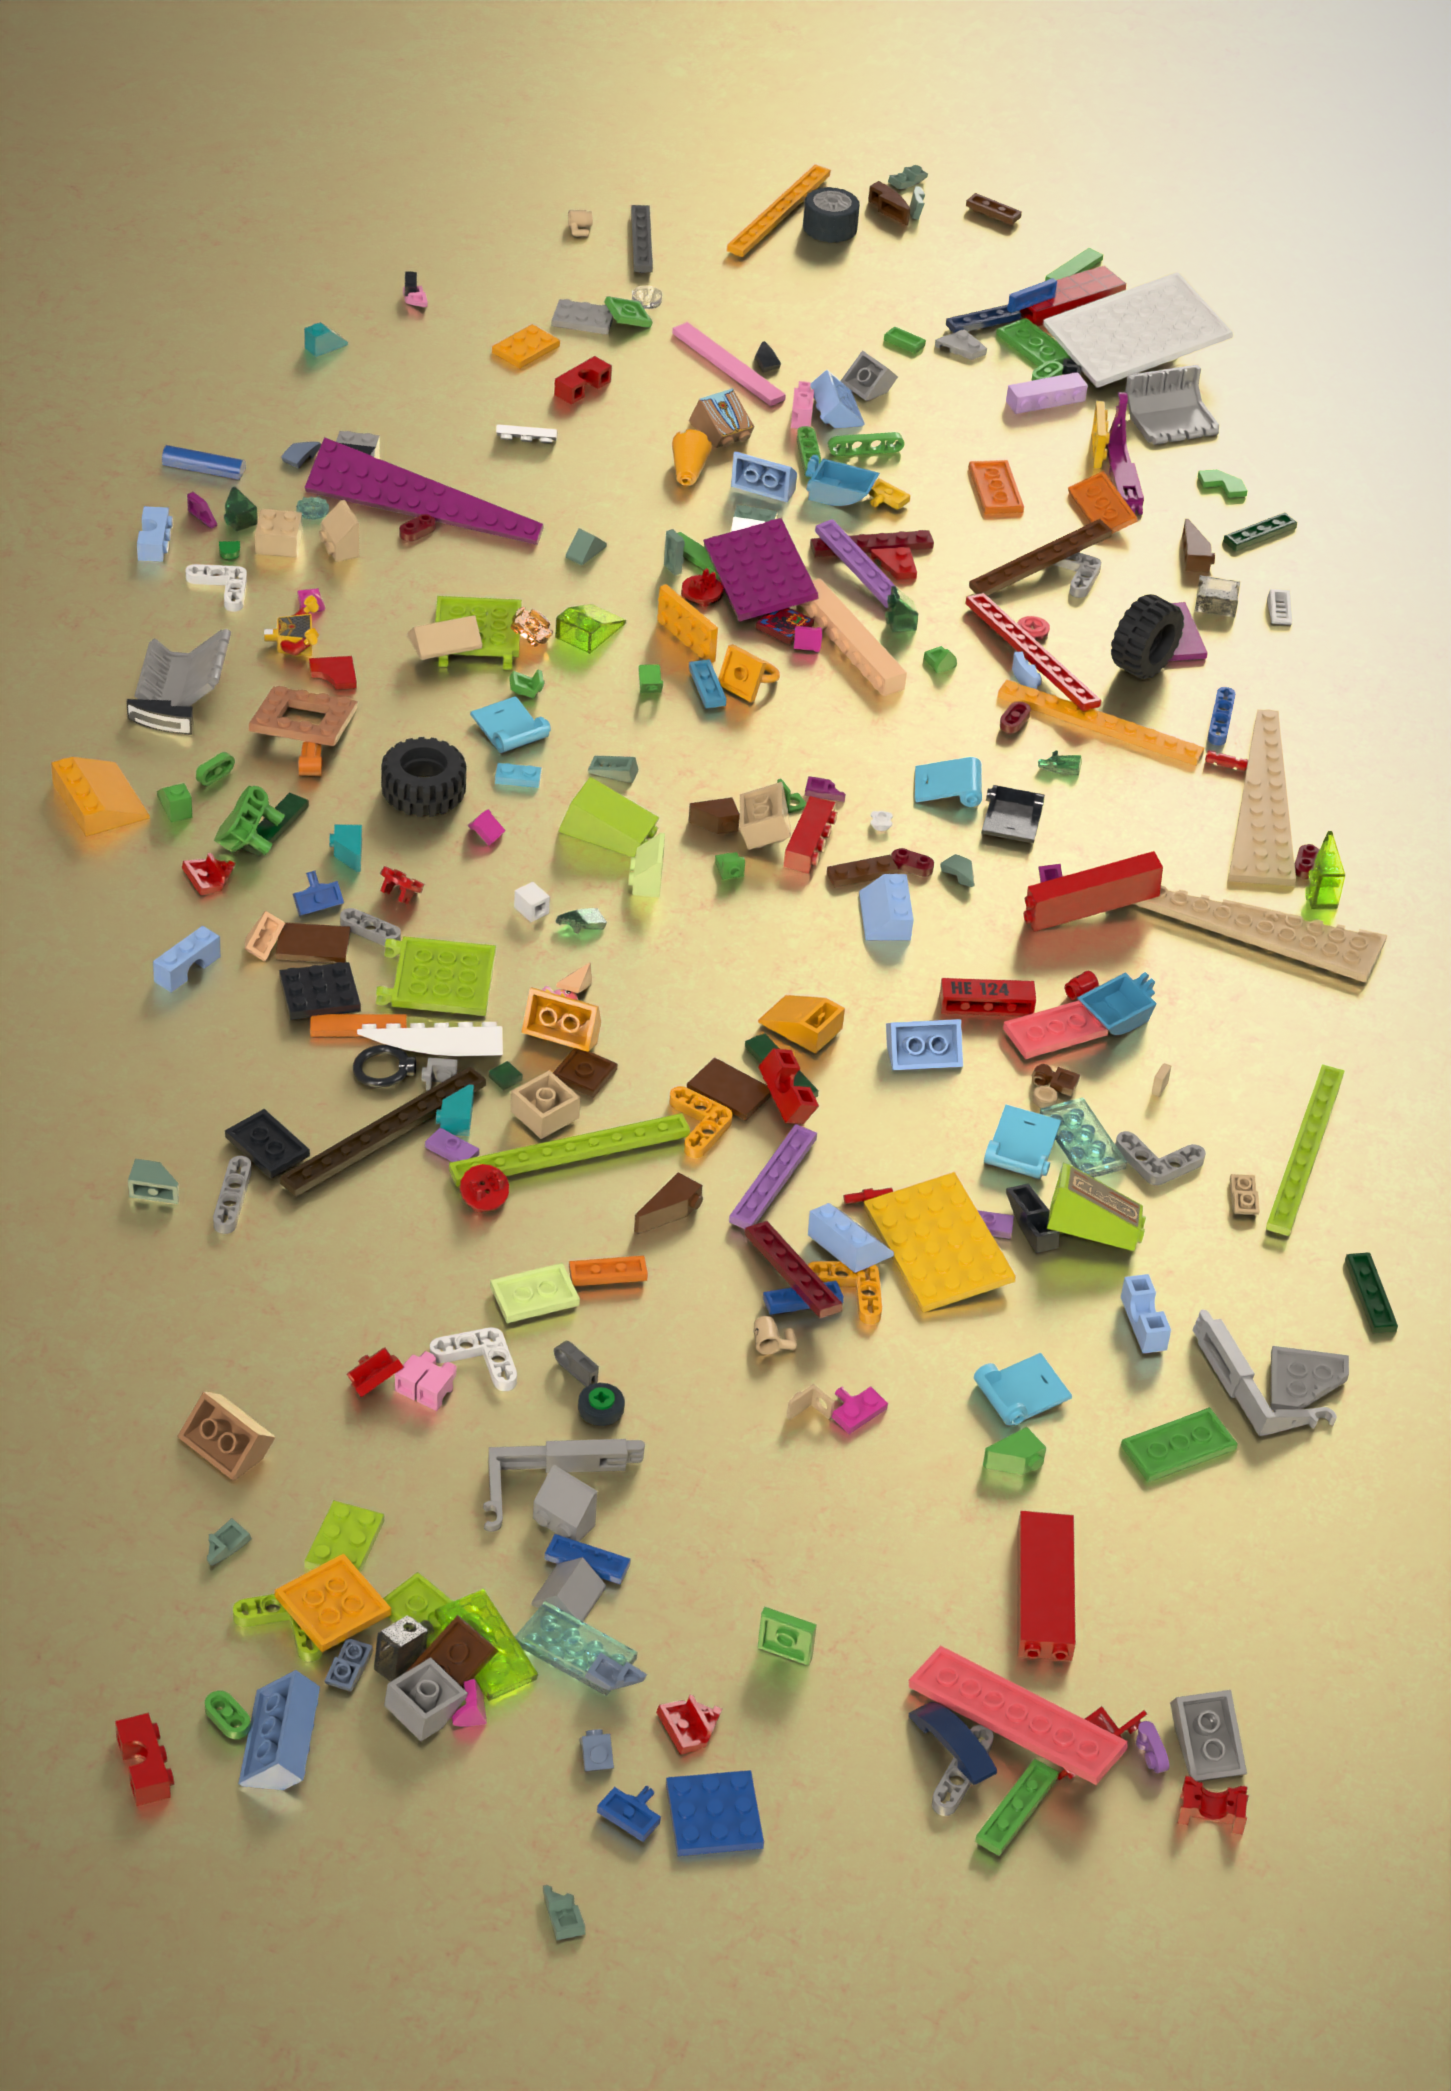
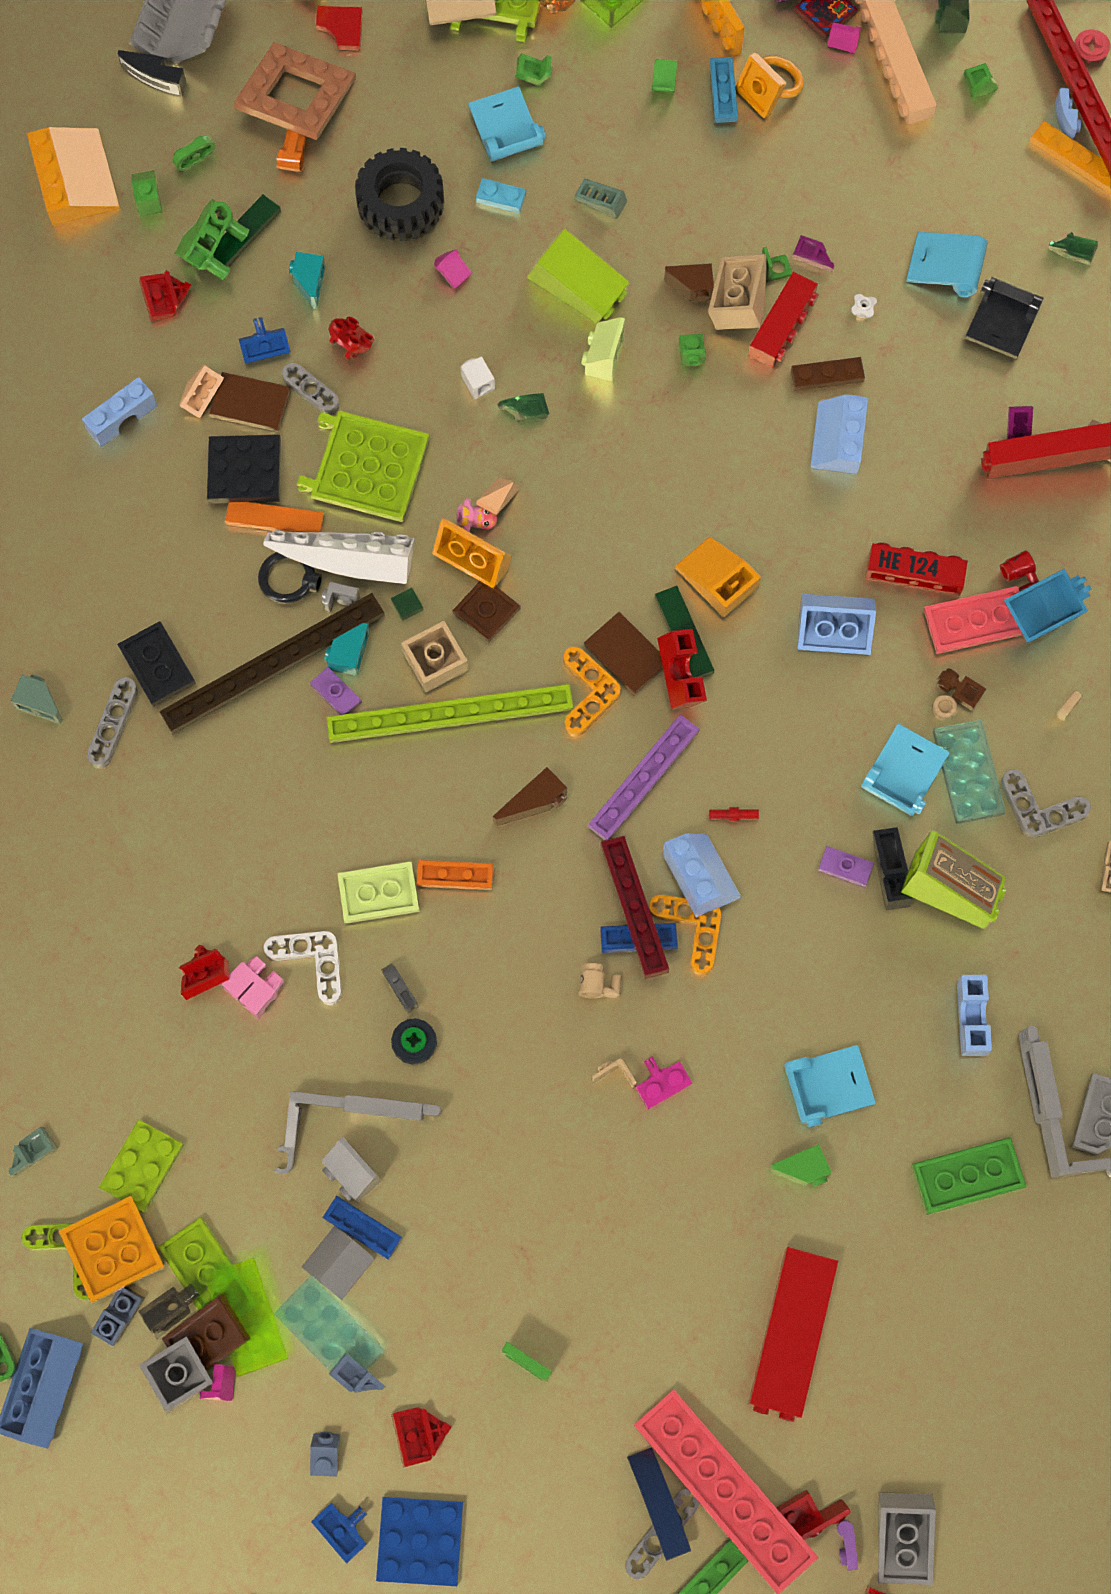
camera: 15 degrees right, 30 degrees up
(225, 1435) = (52, 1026): medium nougat slope -> none
(474, 1193) = (365, 749): red plate -> none
(913, 862) = (882, 368): dark red plate -> none
(939, 1242) = (790, 886): yellow plate -> none
(961, 867) = (931, 385): sand green slope -> none
(1015, 717) = (1039, 178): dark red plate -> none

